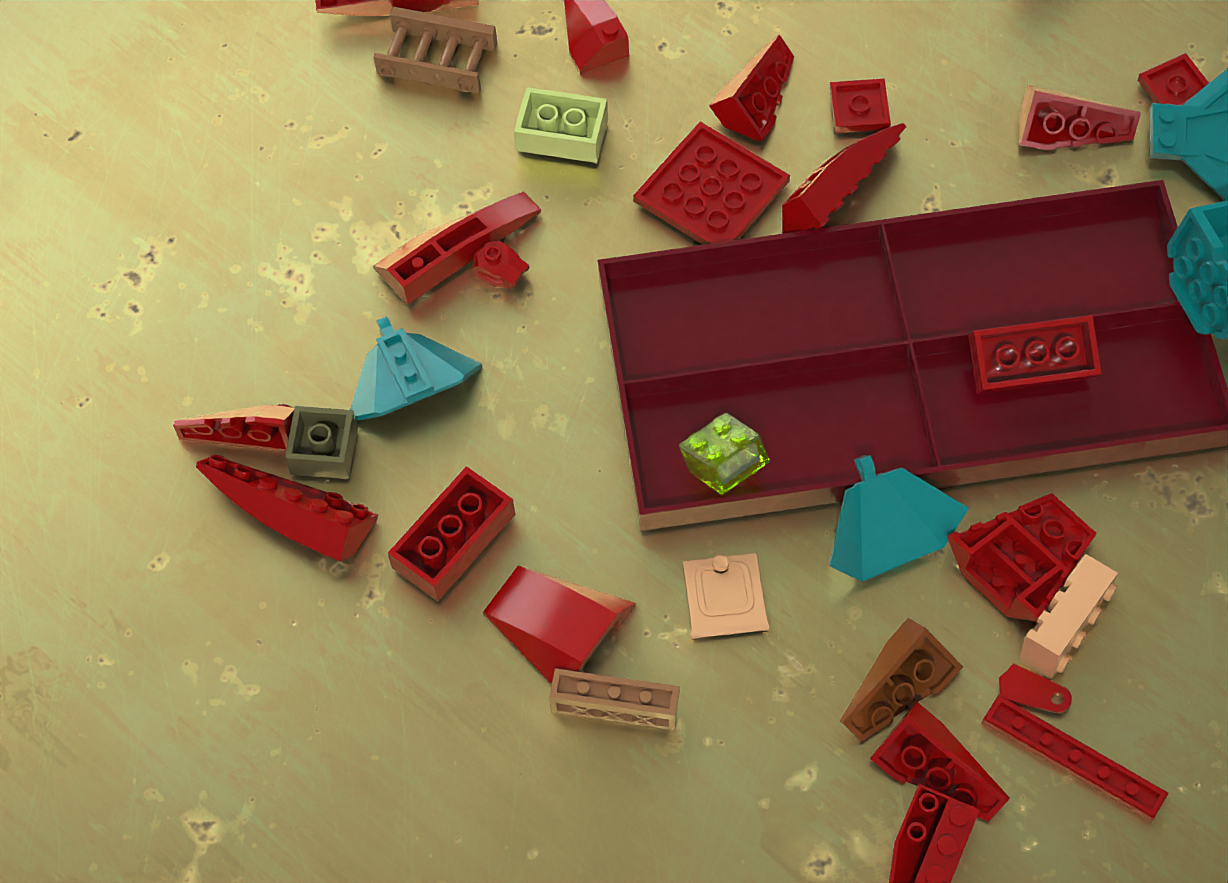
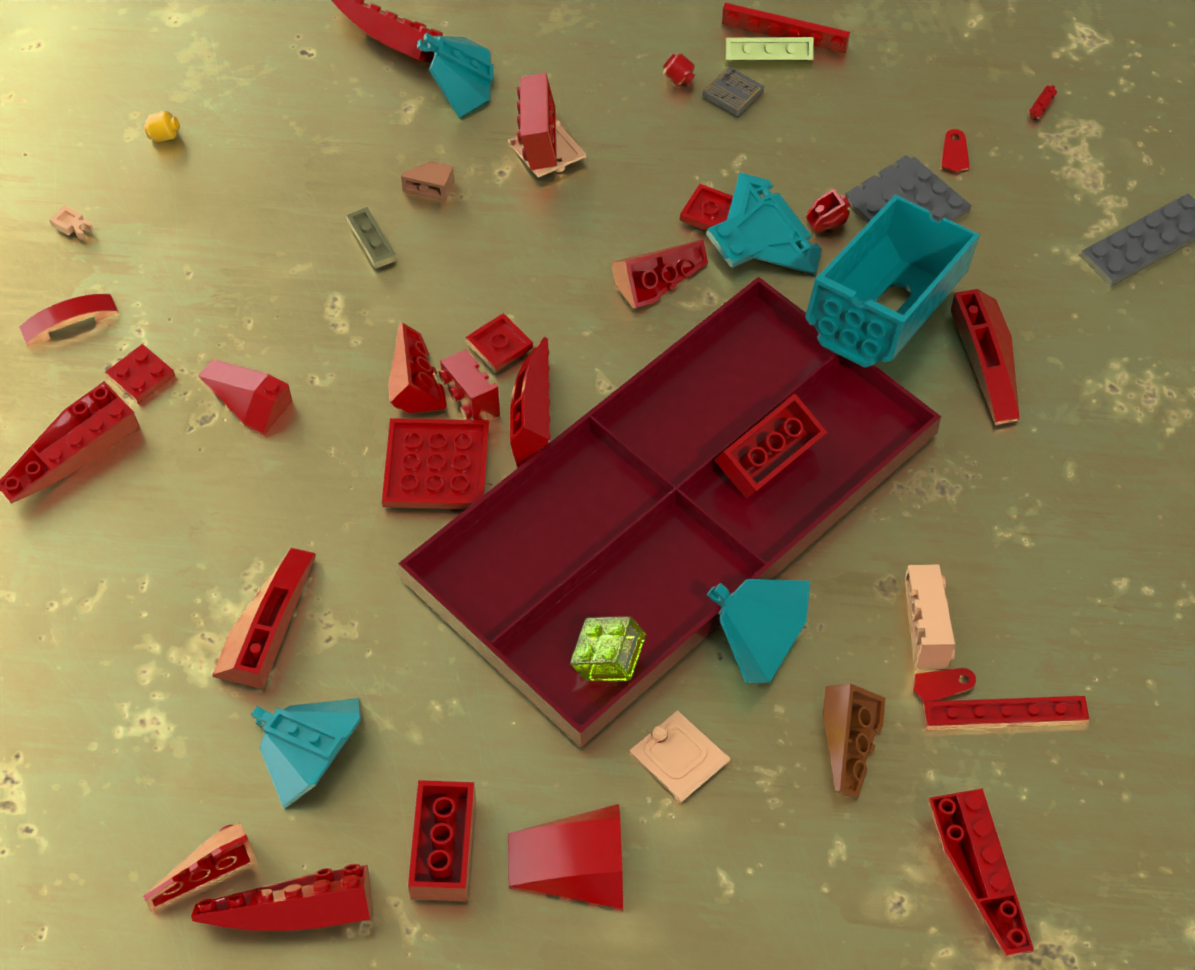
camera: 40 degrees left, 5 degrees down
(321, 442) = (281, 836): olive brick -> none
(440, 28) = (128, 459): medium nougat fence -> none
(498, 265) = (316, 615): red hand -> none
(561, 124) = (285, 479): yellowish green brick -> none
(614, 699) = (664, 883): medium nougat fence -> none
(795, 133) = (470, 387): none -> red wedge
(930, 755) = (912, 776): red wedge -> none
(1022, 555) = (866, 594): red wedge -> none

